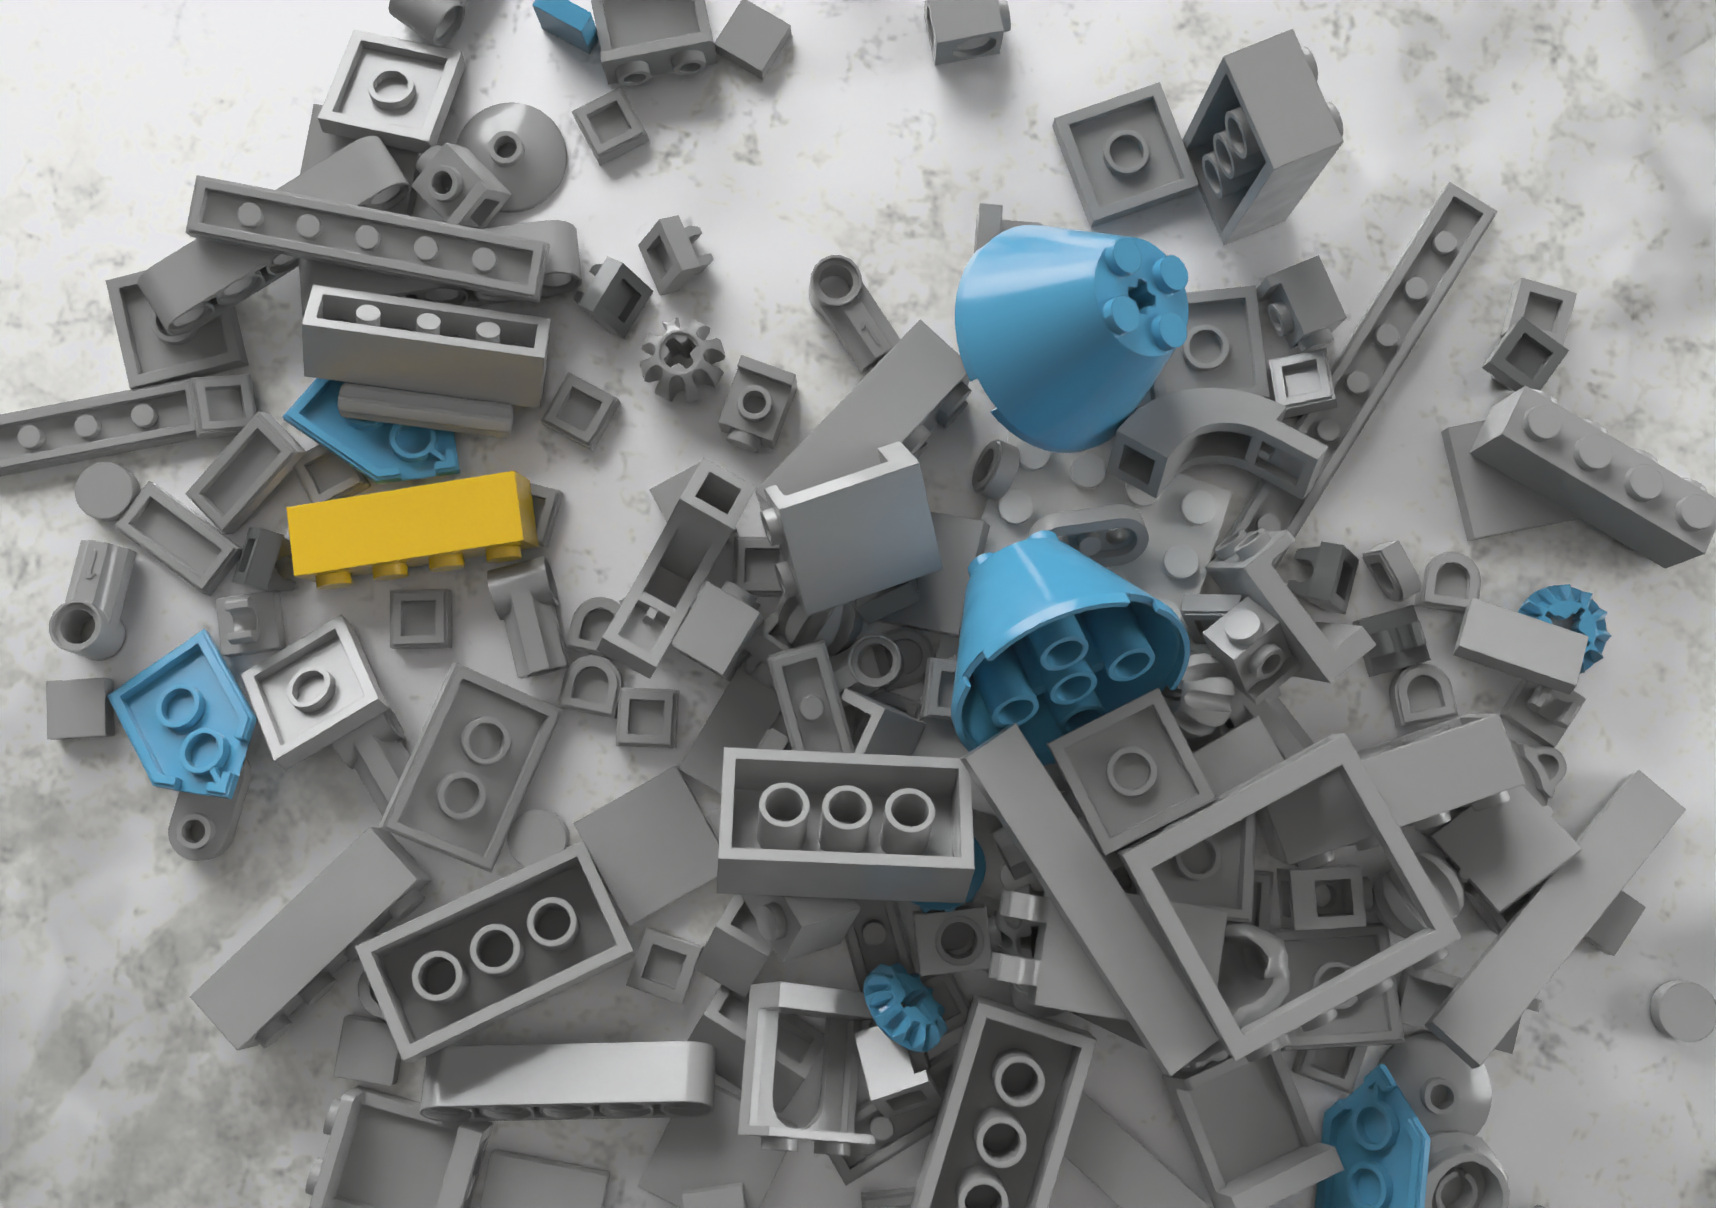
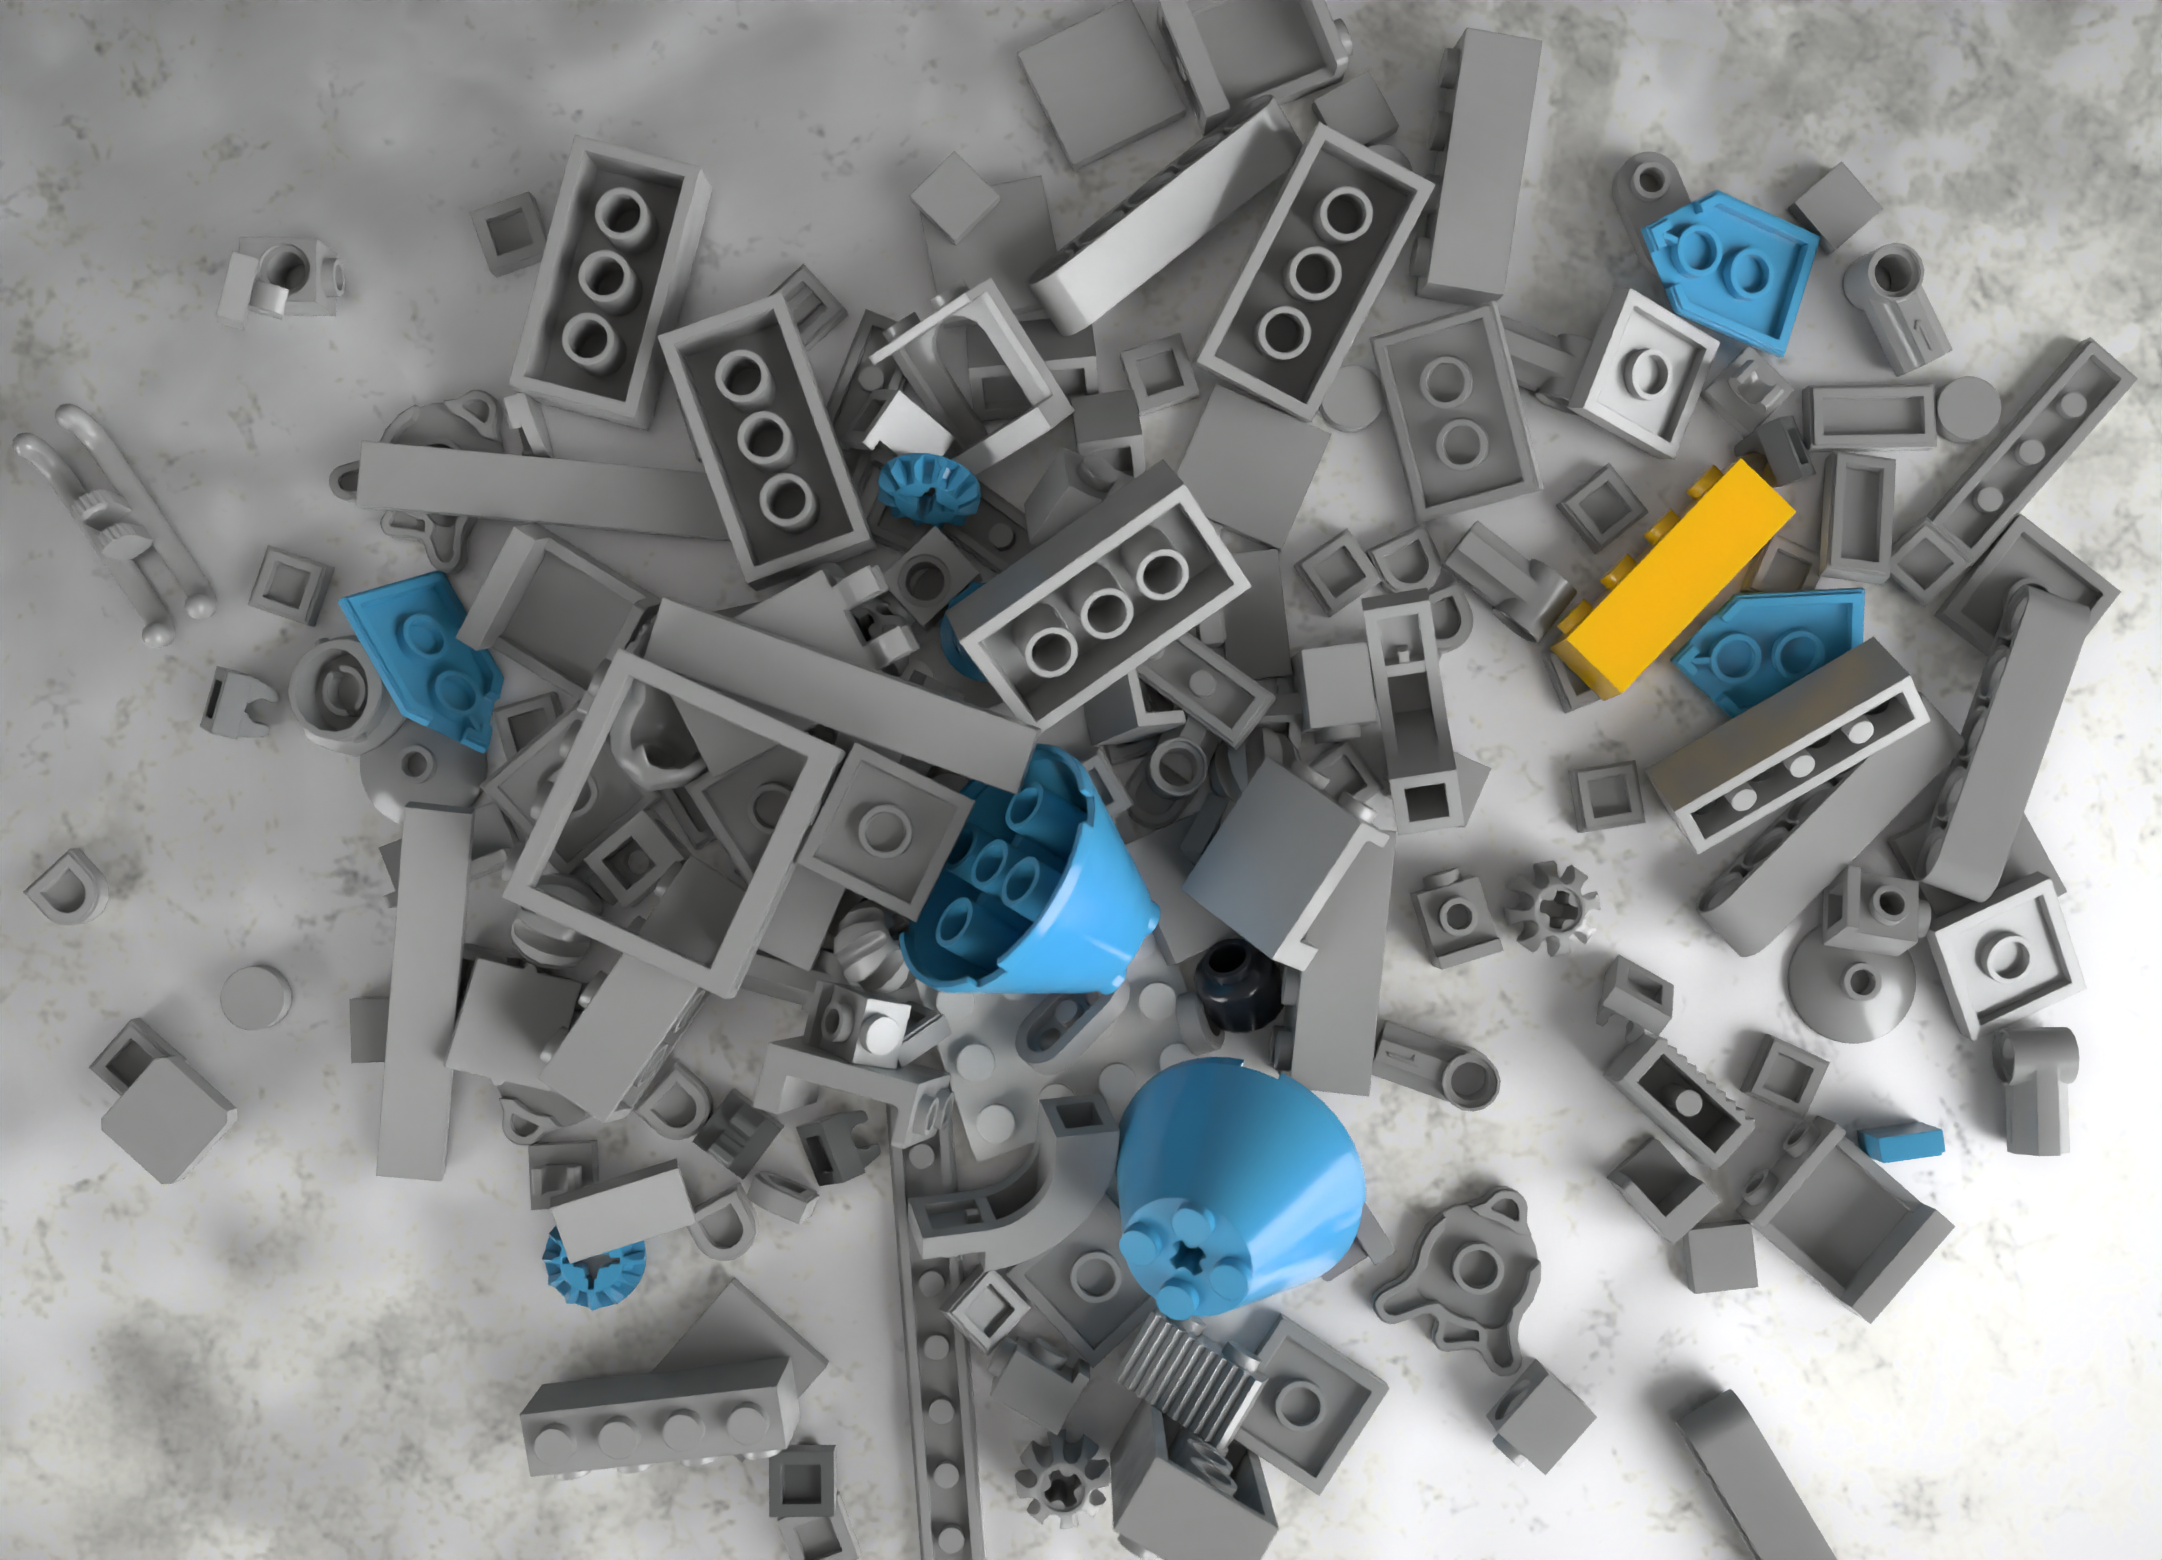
camera: 145 degrees right, 5 degrees up
(367, 239) = (1916, 799): light grey tile -> none
(425, 410) = (1743, 690): light grey axle -> none
(614, 296) = (1657, 920): dark grey tile -> none
(697, 160) = (1680, 1100): none -> light grey brick
(757, 110) = (1662, 1190): none -> light grey panel
(937, 152) = (1473, 1275): none -> light grey tile
(952, 471) = (1239, 986): none -> black head
(1192, 221) = (1192, 1377): none -> light grey brick
(1335, 223) = (1054, 1496): none -> light grey piece

